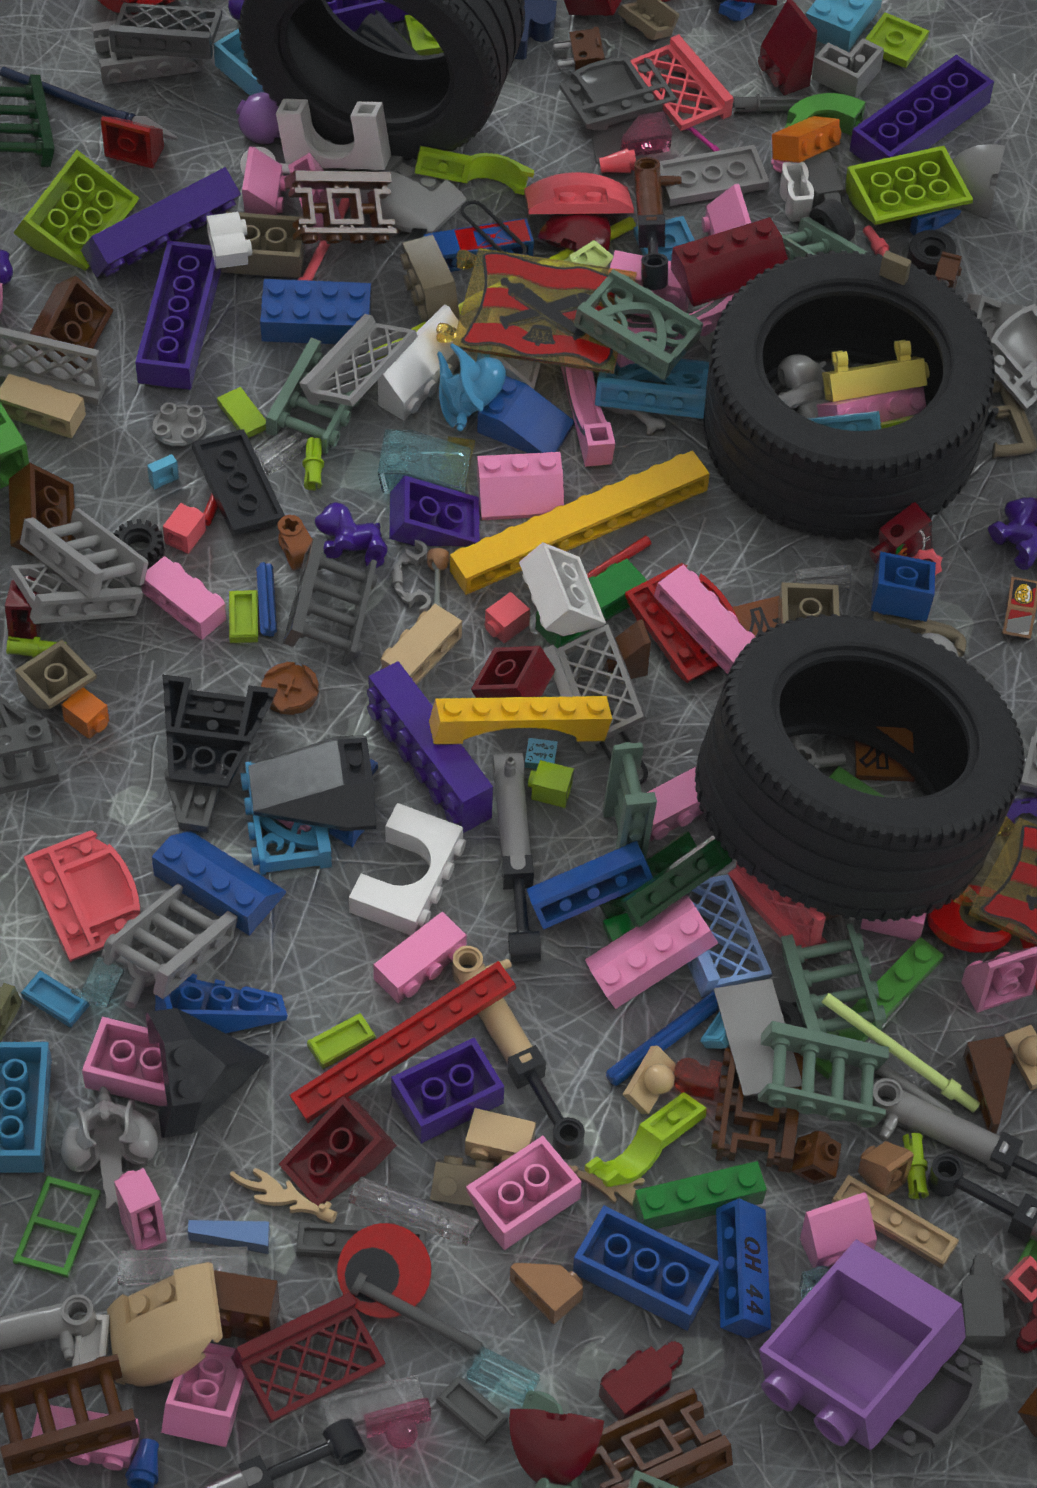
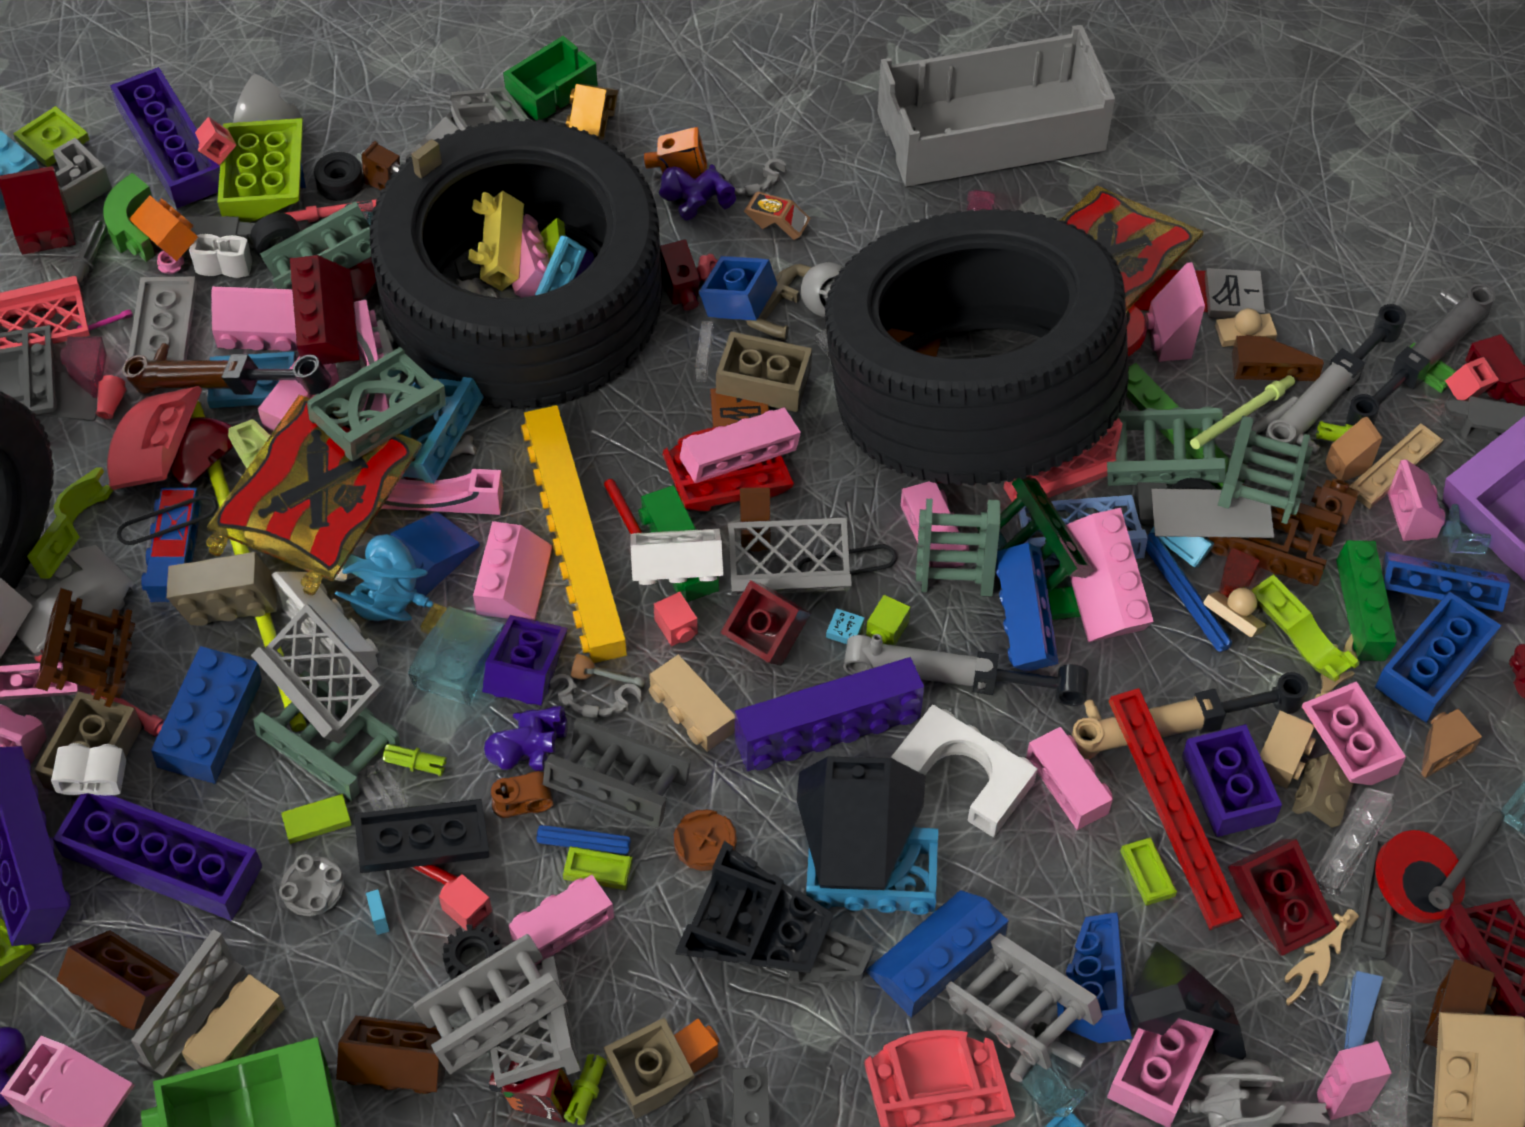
camera: 75 degrees left, 0 degrees up
(462, 718) = (838, 616): yellow arch -> none
(911, 140) = (214, 141): none -> coral brick

